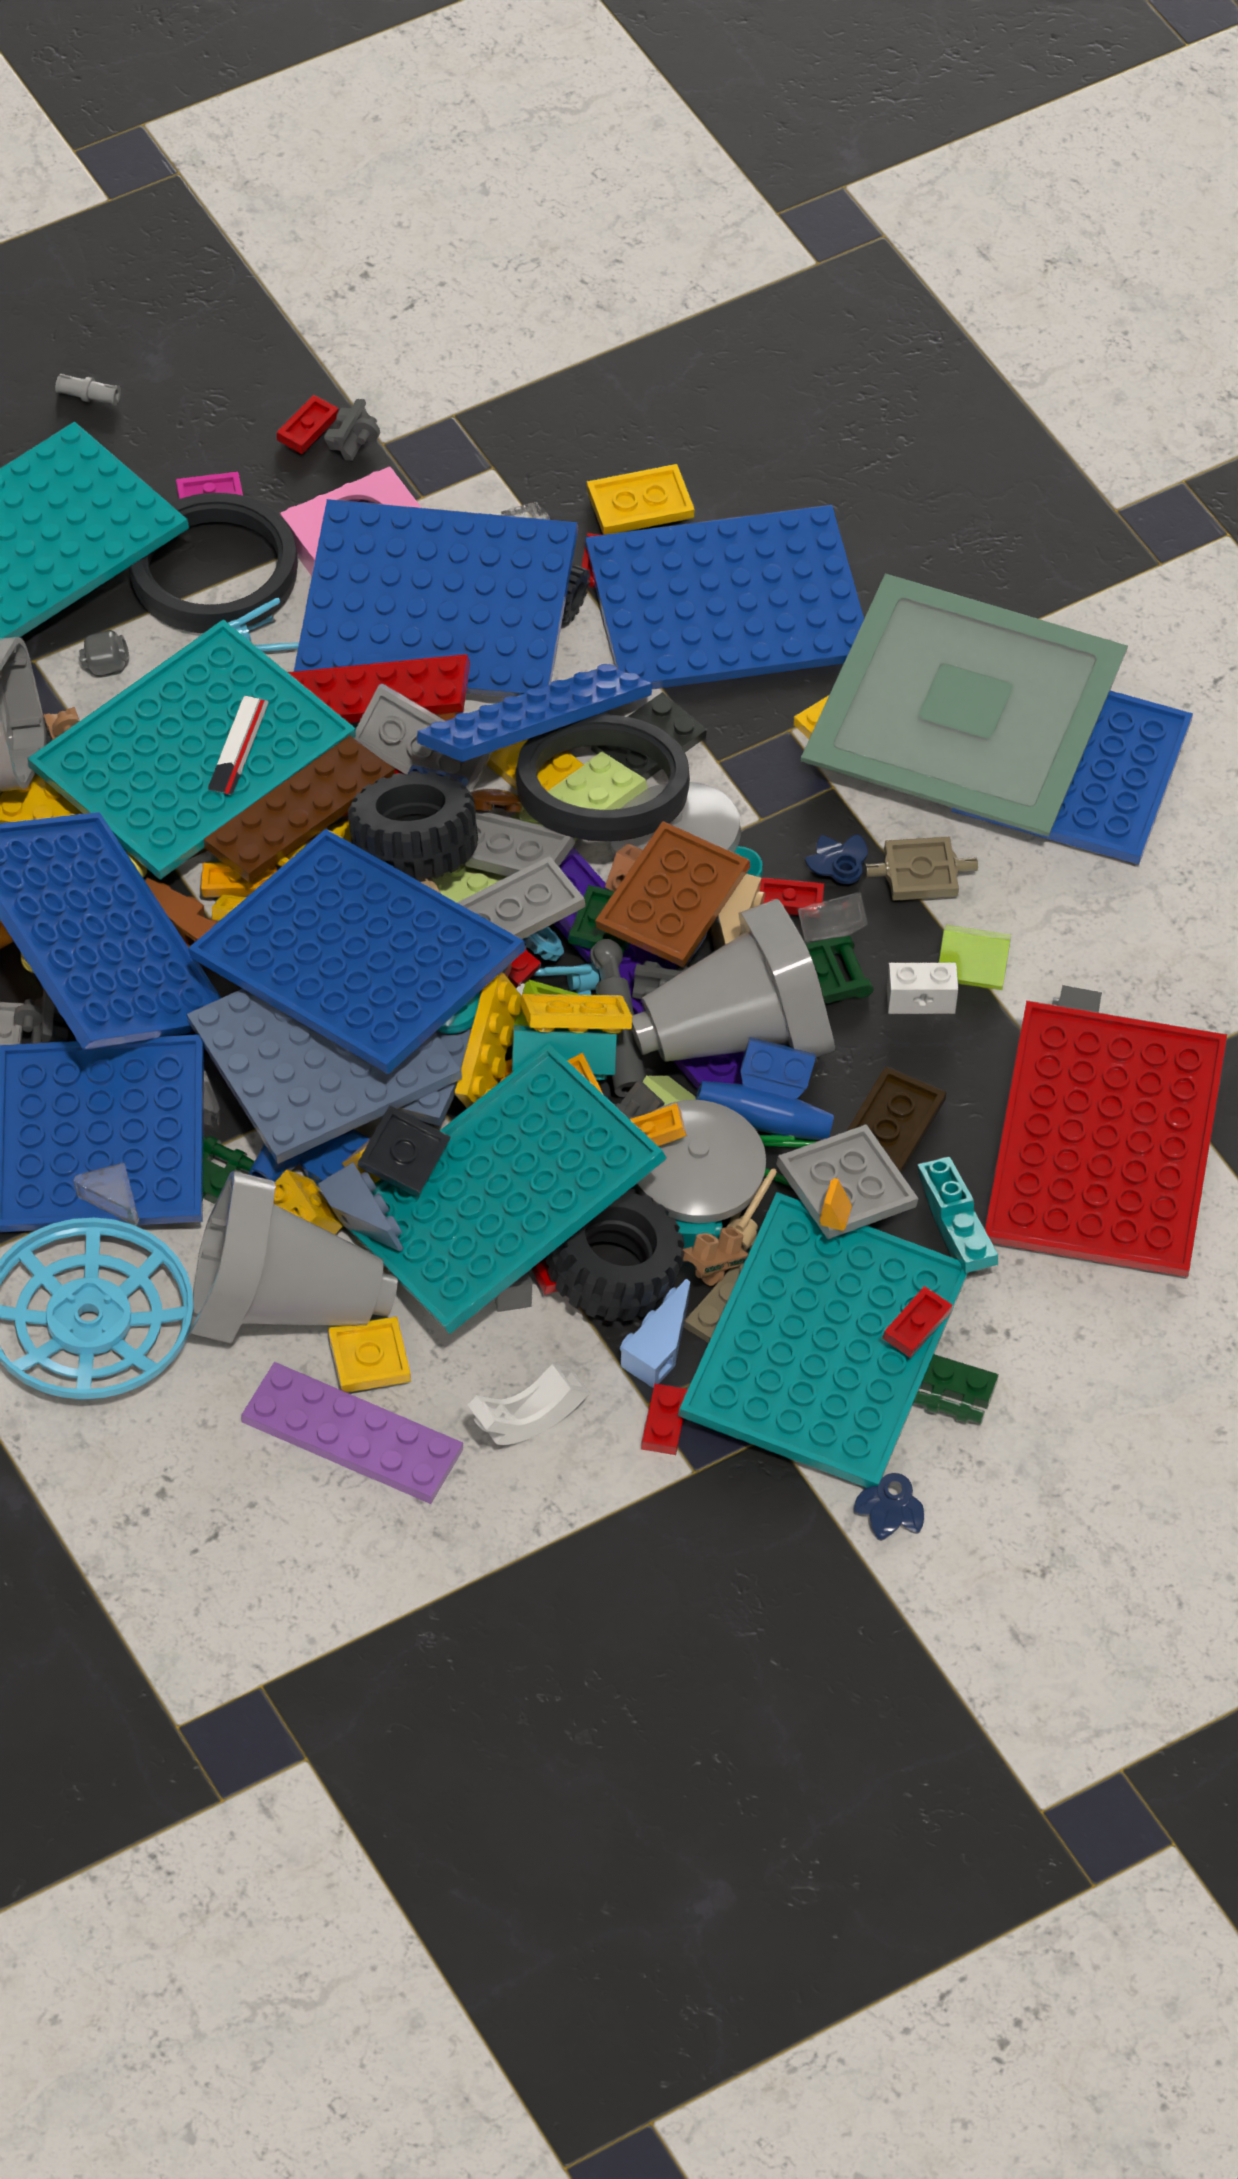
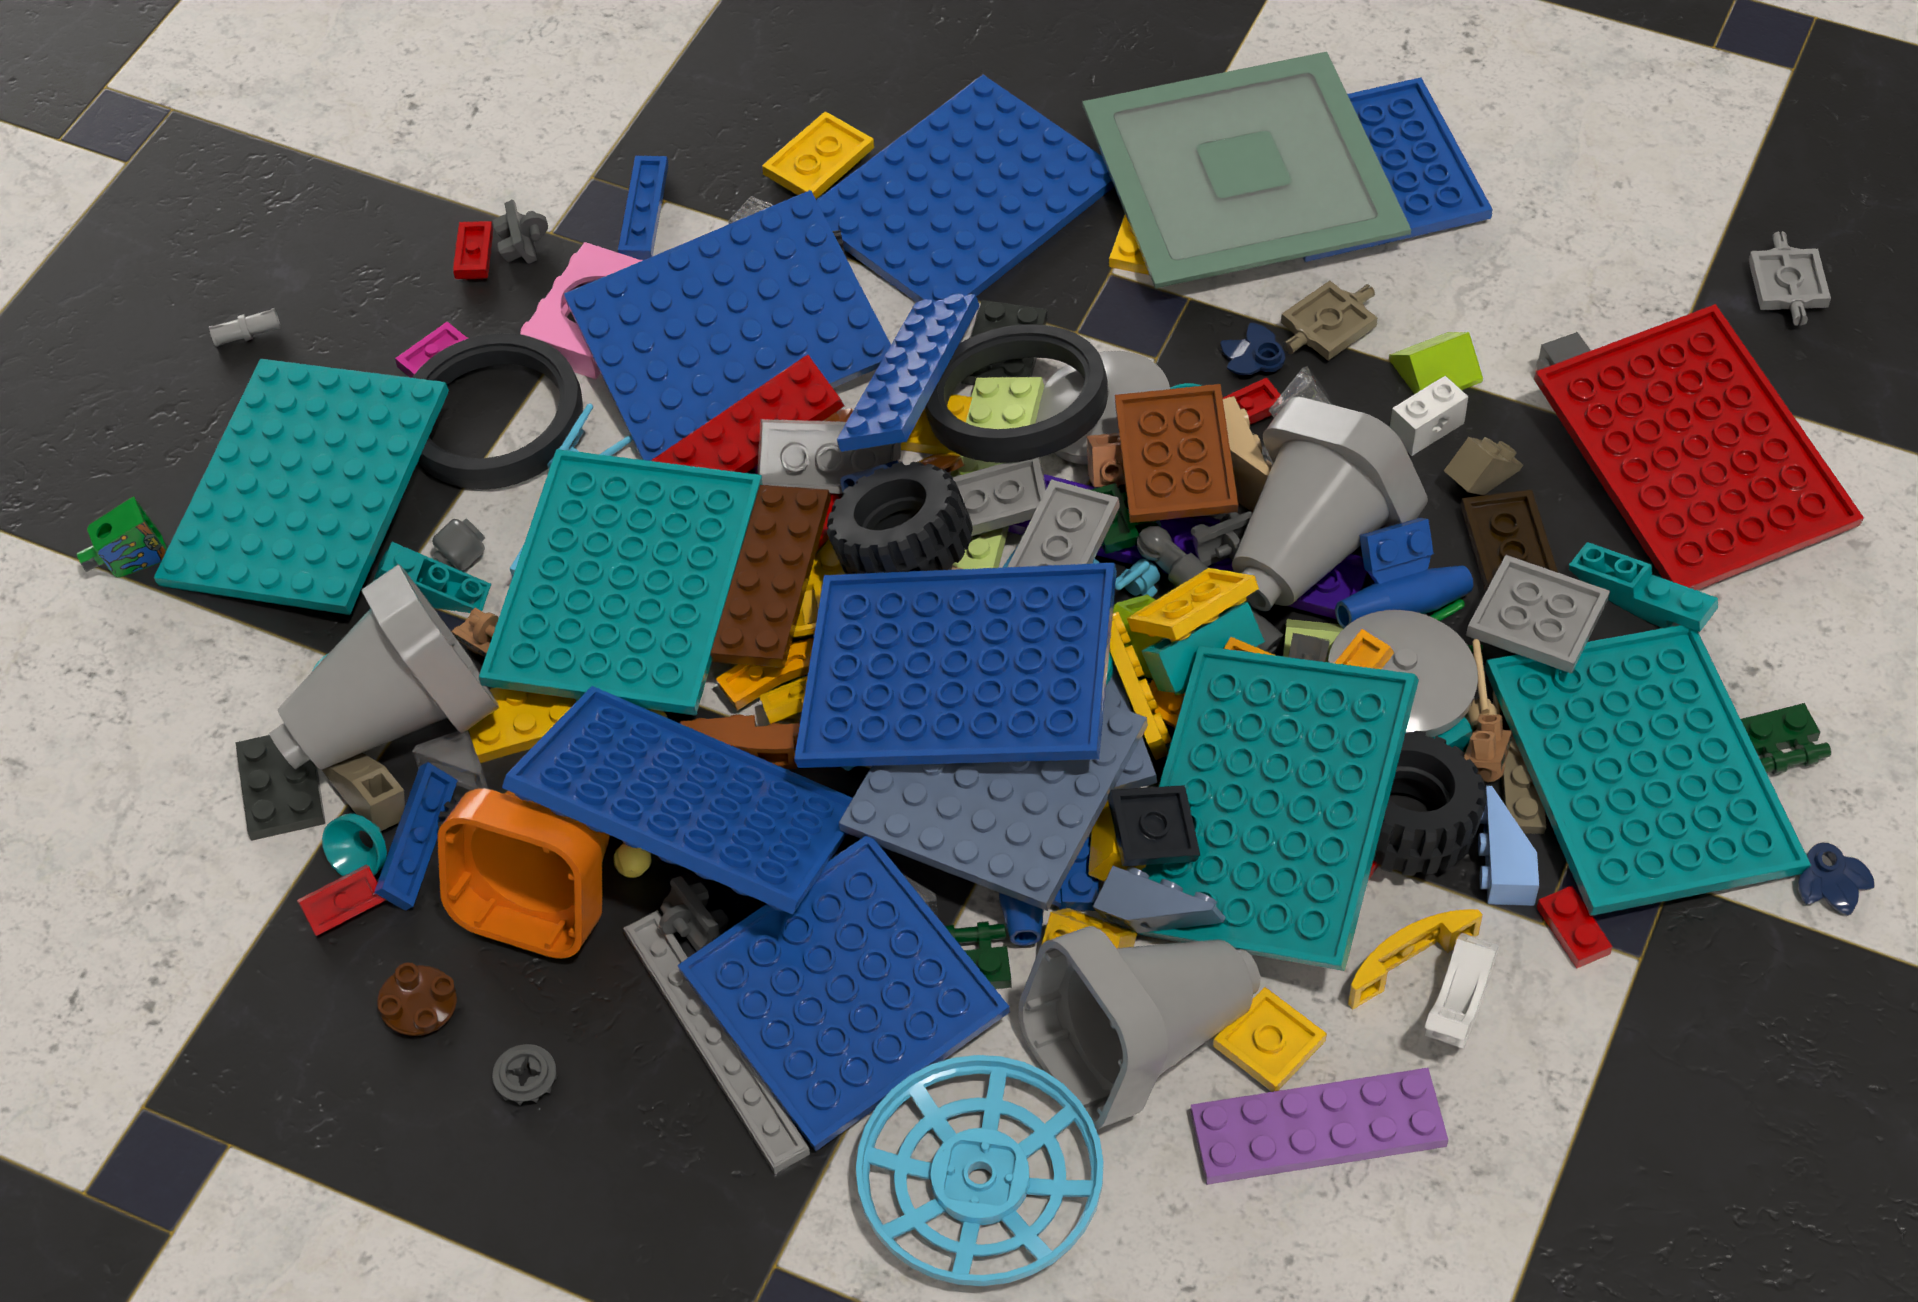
camera: 30 degrees left, 0 degrees up
(61, 669) = (440, 584): none -> teal slope
(108, 1190) = (912, 1038): clear slope -> none
(238, 745) = (668, 551): sticker -> none
(467, 463) = (643, 206): none -> blue plate
(520, 1351) = (1407, 943): none -> yellow slope
(835, 1207) = (1561, 640): light orange slope -> none
(917, 1321) = (1710, 698): red plate -> none
(927, 1051) = (1483, 465): none -> dark tan slope

